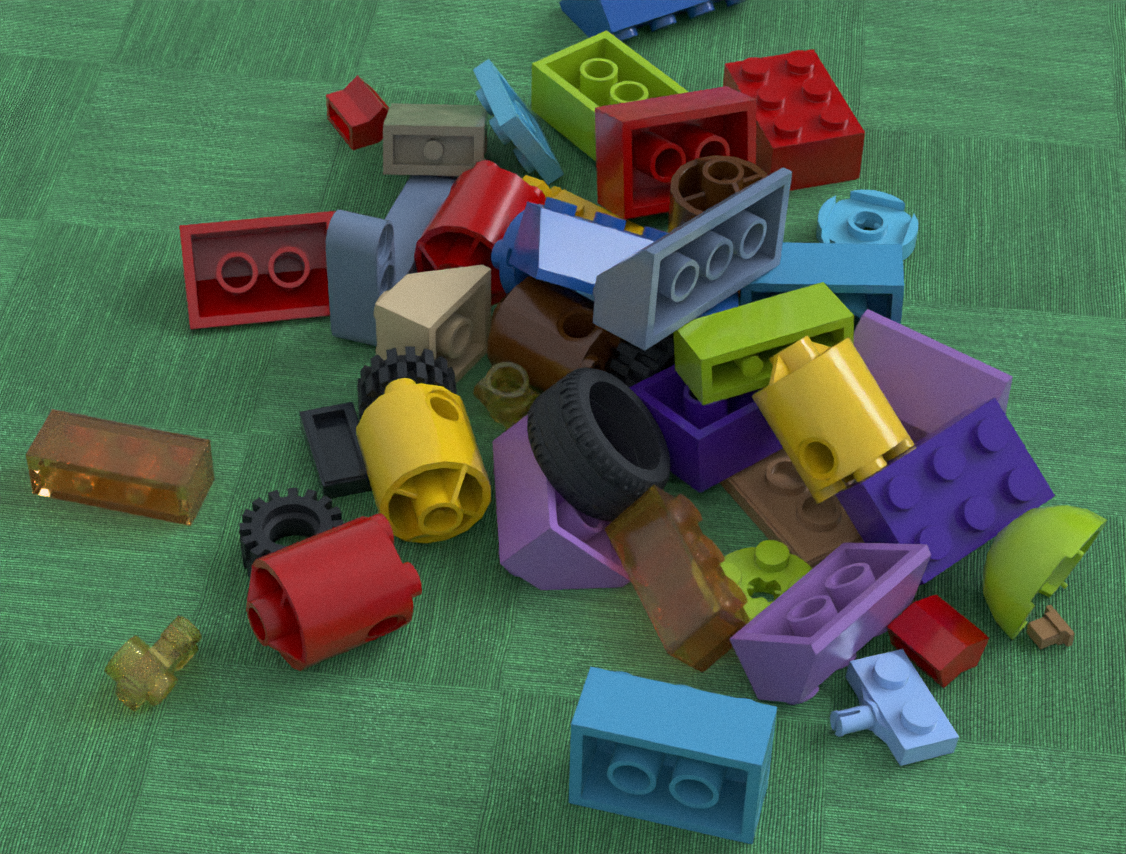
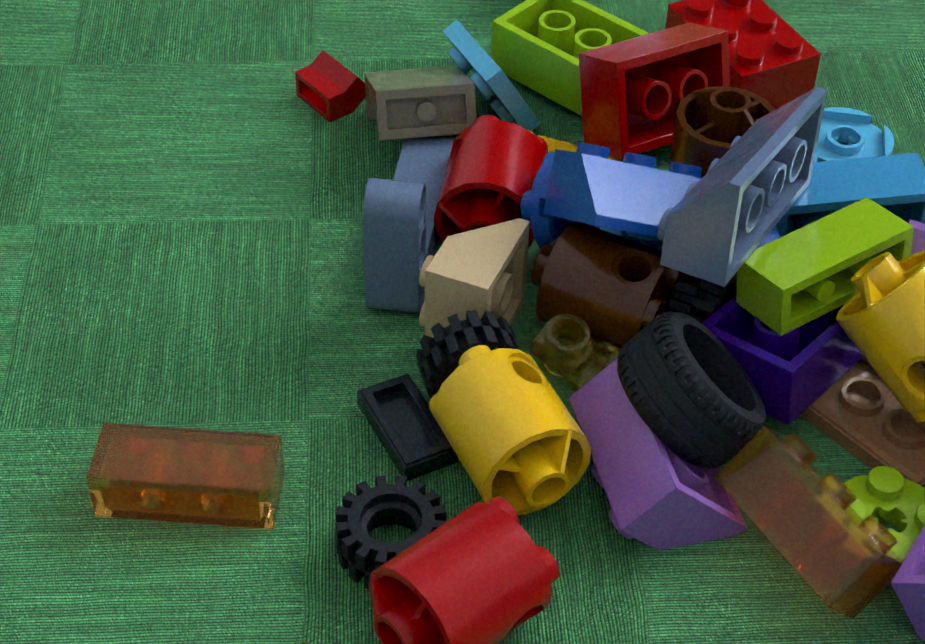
camera: 10 degrees left, 0 degrees up
(256, 270) = (279, 248): red slope -> none

